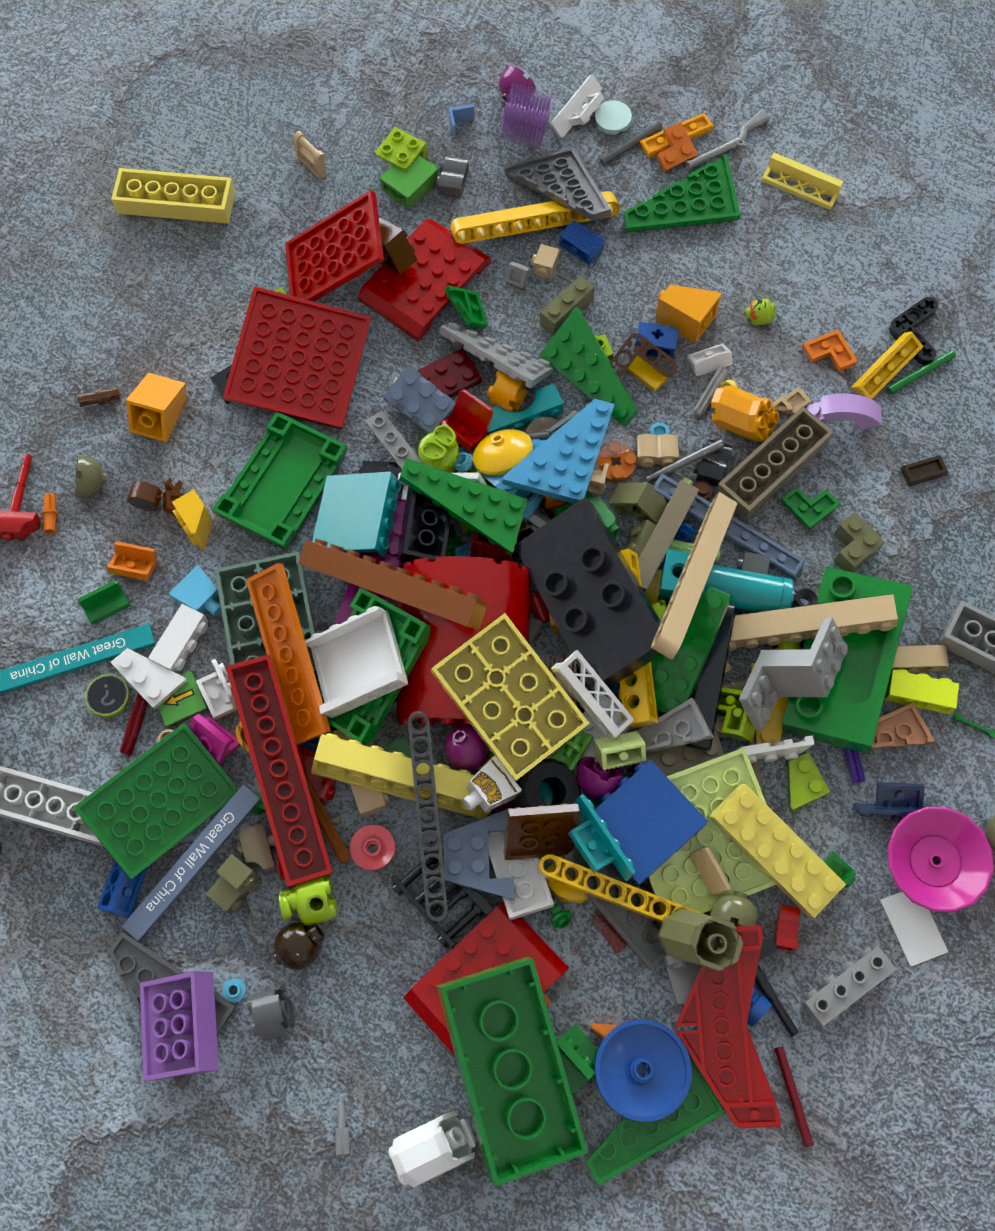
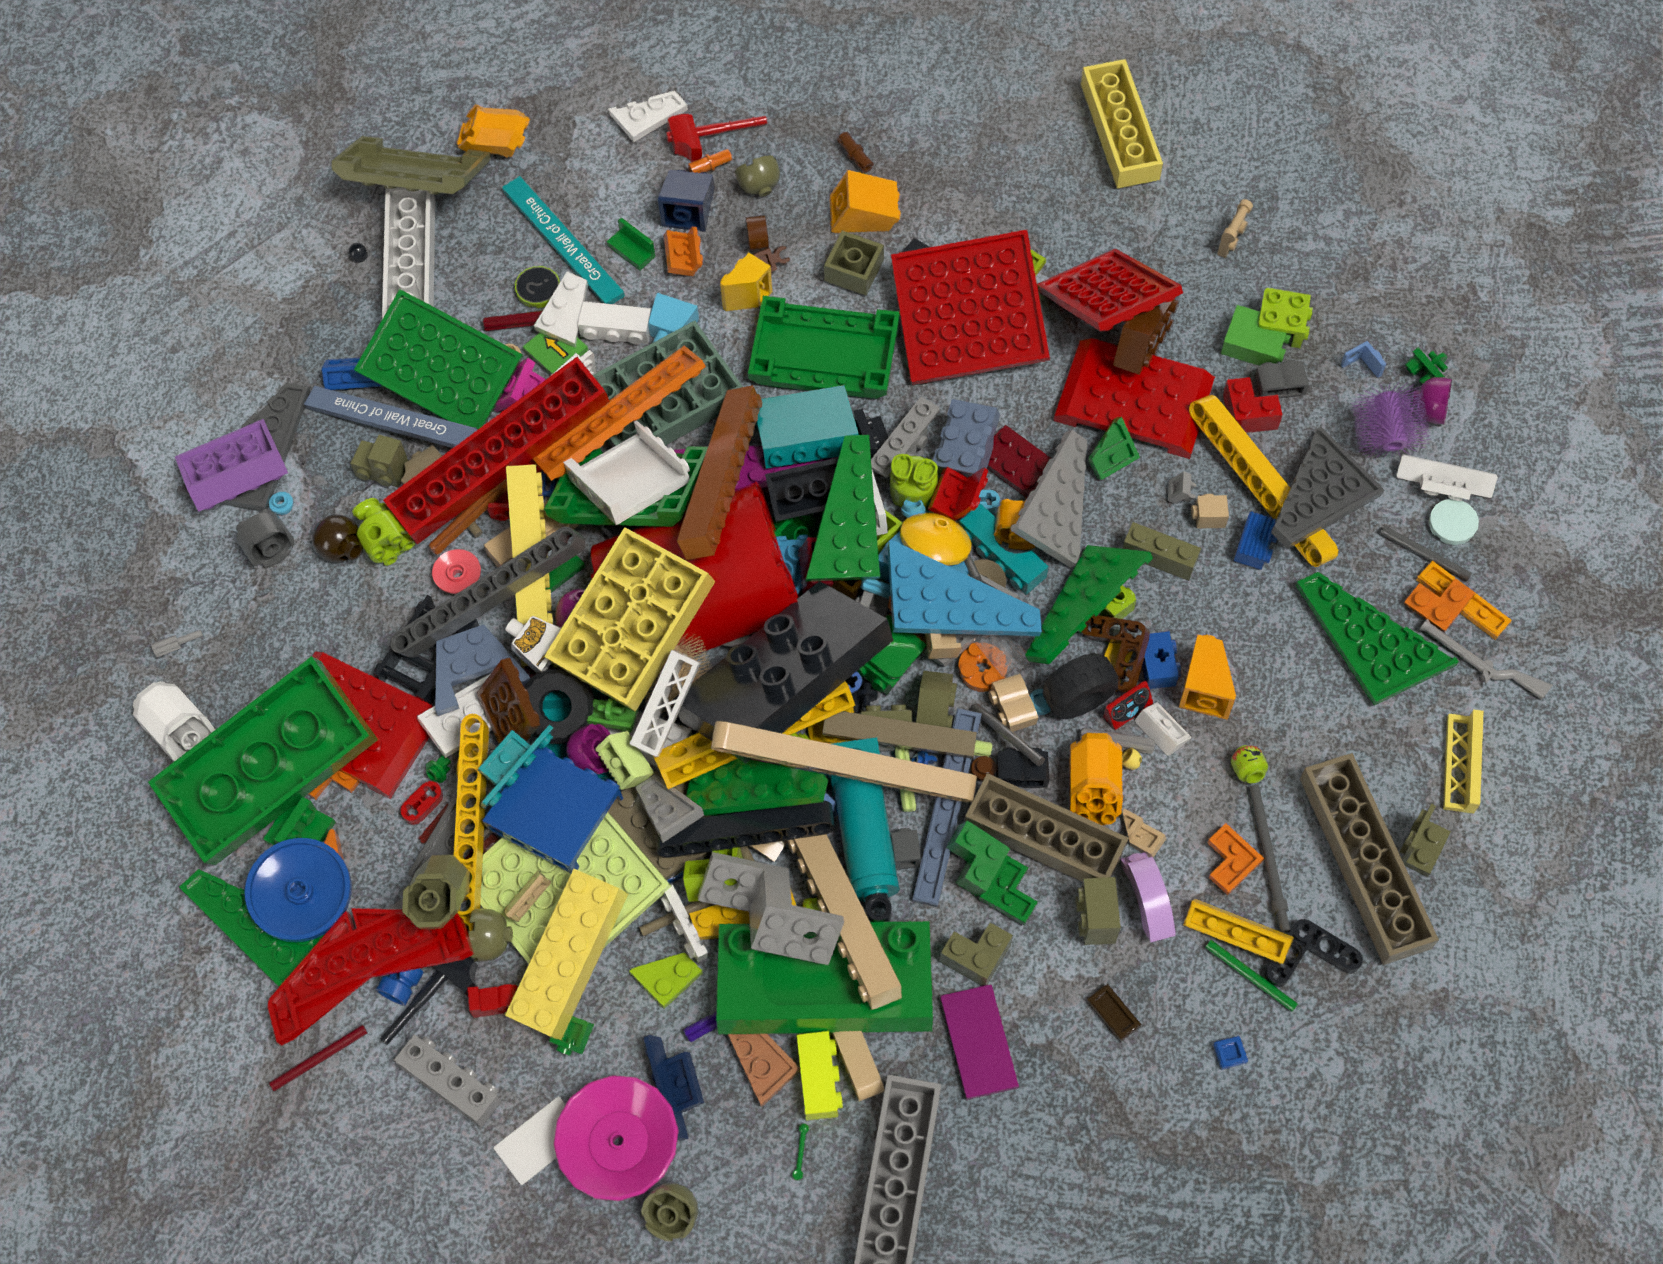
camera: 70 degrees right, 5 degrees down
(81, 541) = (686, 200): none -> dark blue slope
(211, 430) = (854, 263): none -> olive brick
(463, 205) = (1251, 412): none -> red brick
(483, 80) = (1421, 361): none -> green hips
(589, 938) = (421, 802): none -> red beam
(667, 395) = (1080, 686): none -> black tyre
(685, 375) = (1128, 705): none -> slope
(783, 514) = (983, 857): none -> green brick
(851, 448) = (1099, 911): none -> olive brick
(856, 227) = (1424, 843): none -> olive bracket
(860, 264) = (1368, 859): none -> dark tan brick
(874, 334) = (1278, 904): none -> dark grey bar
(924, 568) = (979, 1042): none -> magenta tile
(975, 406) = (1230, 1052): none -> blue tile

